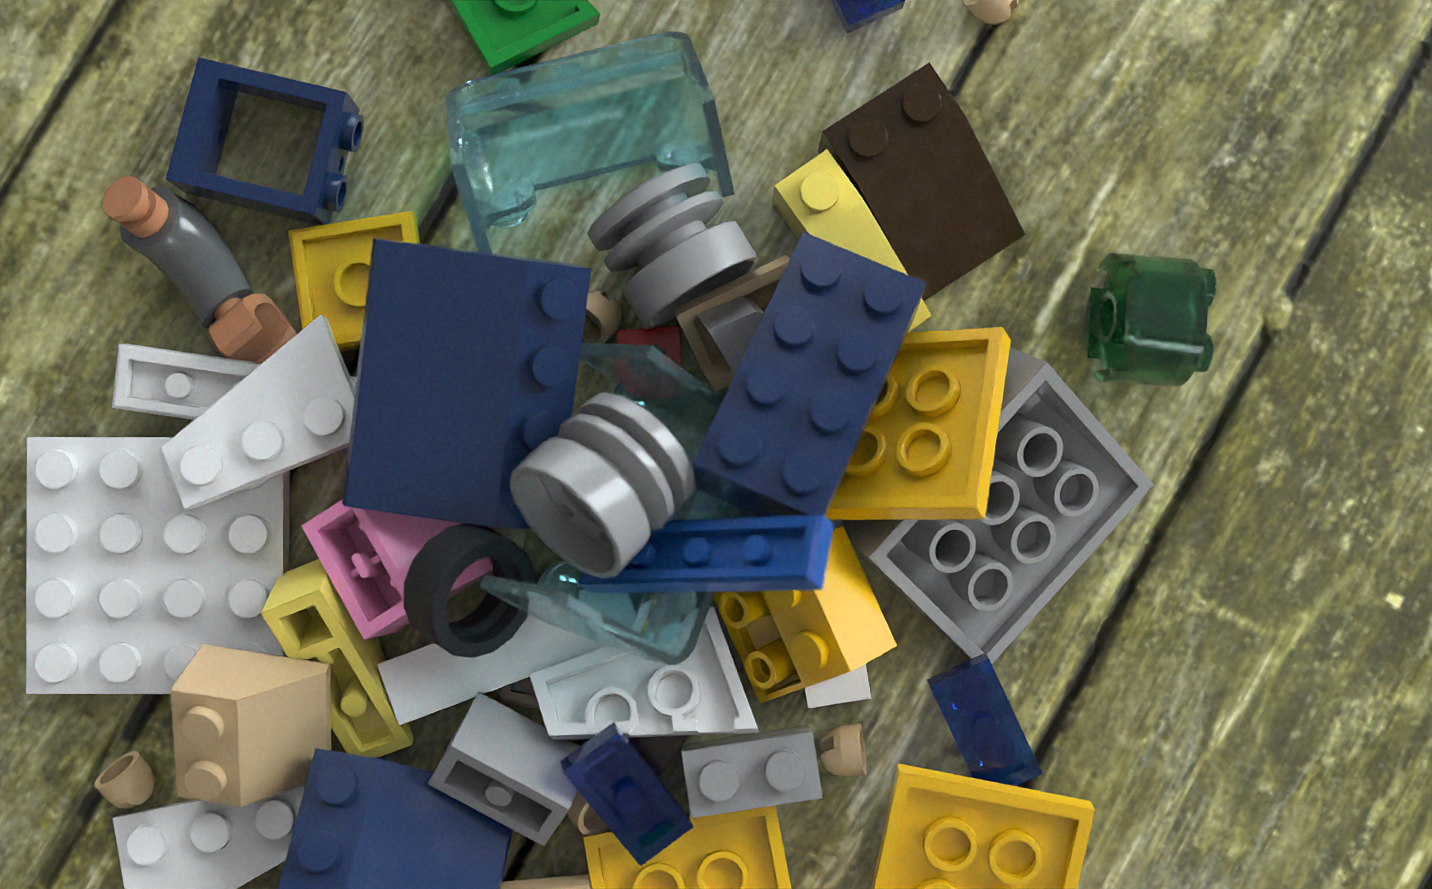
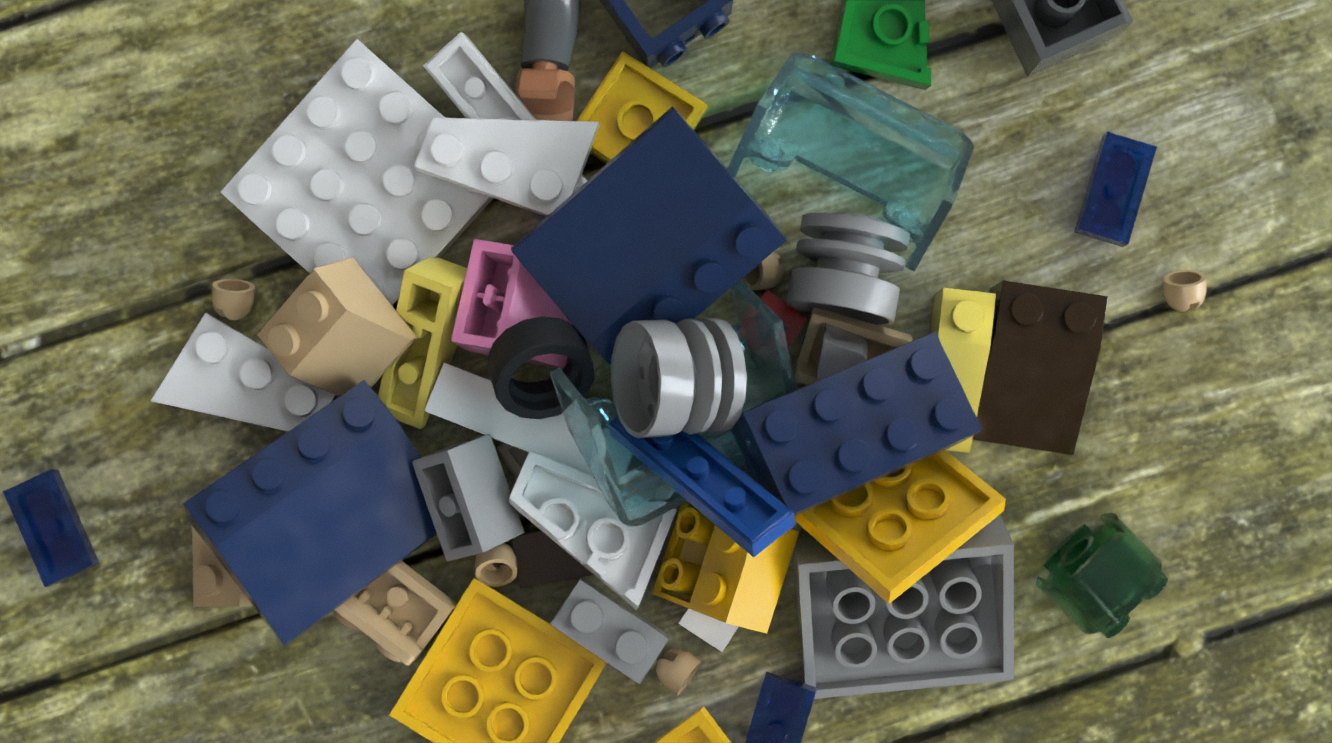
camera: 40 degrees right, 0 degrees up
(626, 794) = (524, 575): clear blue plate -> none

